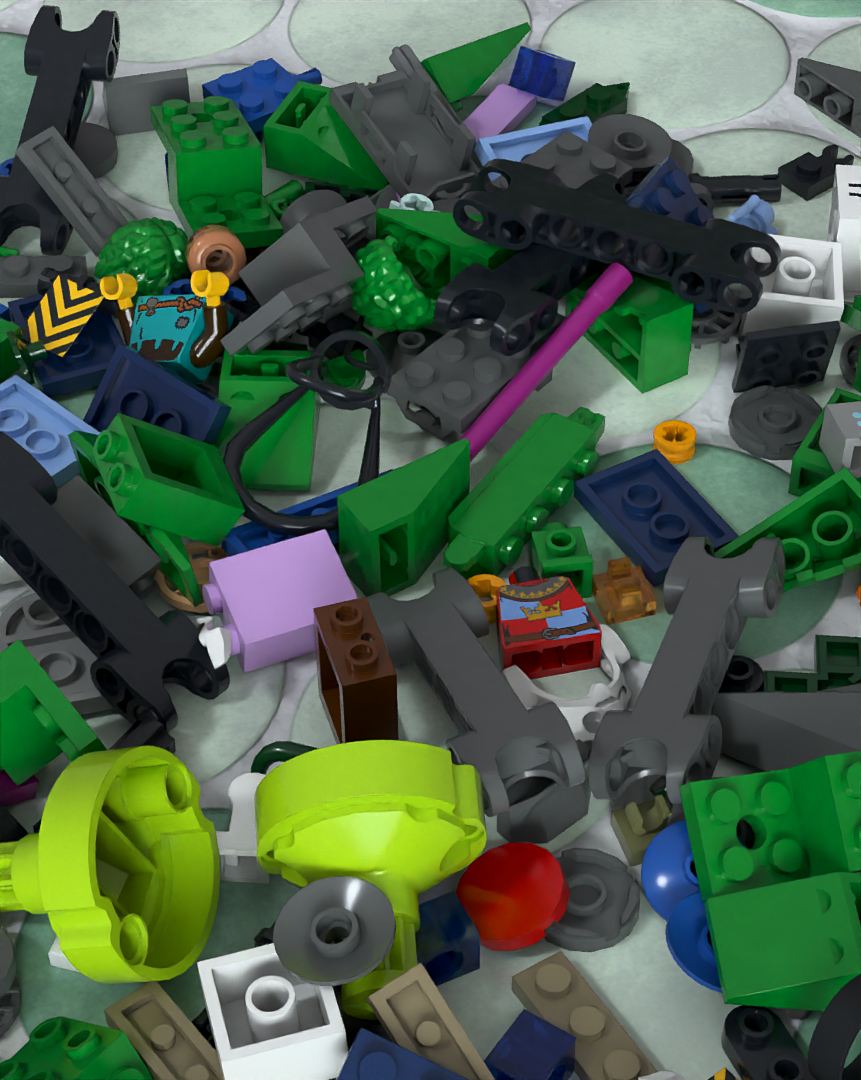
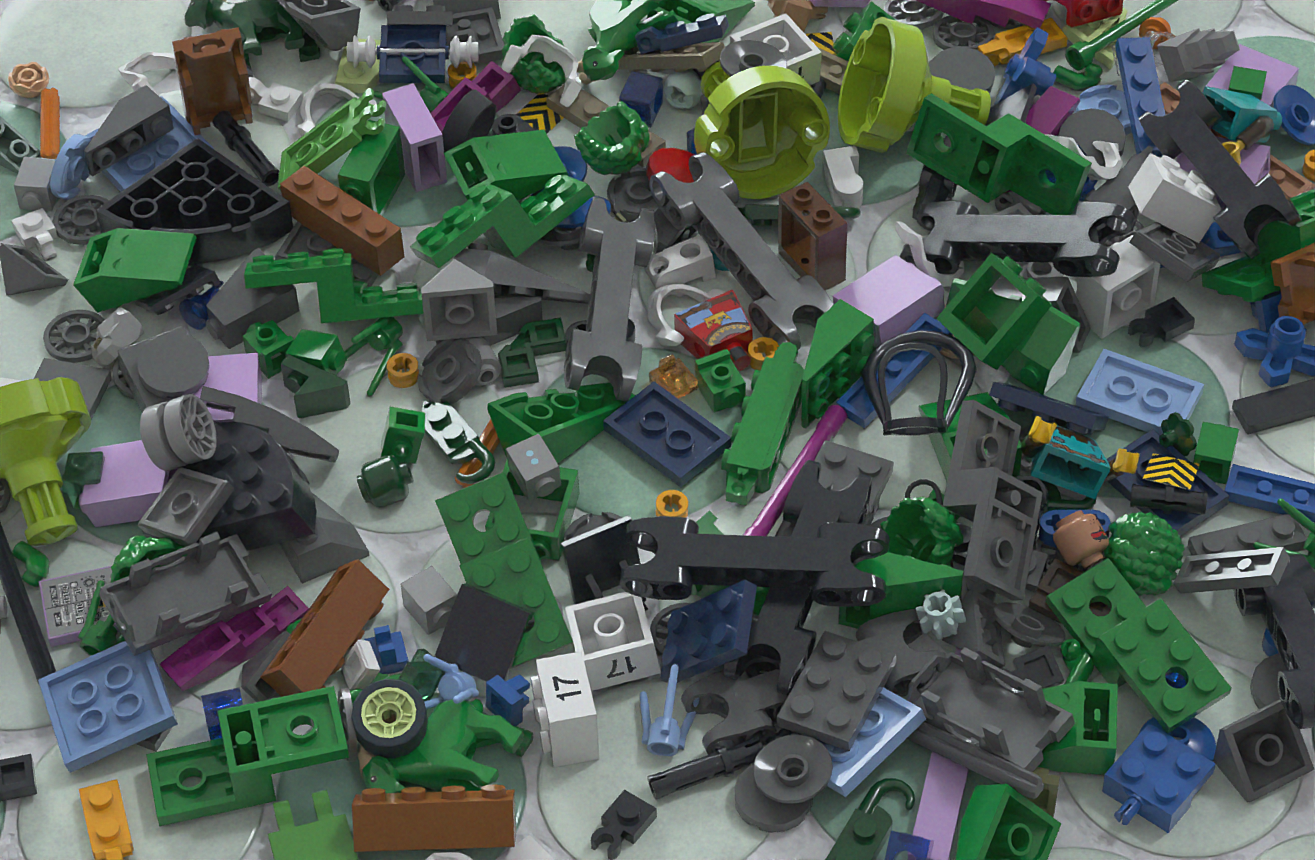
camera: 165 degrees right, 5 degrees up
(618, 925) = (613, 140): none -> green hair

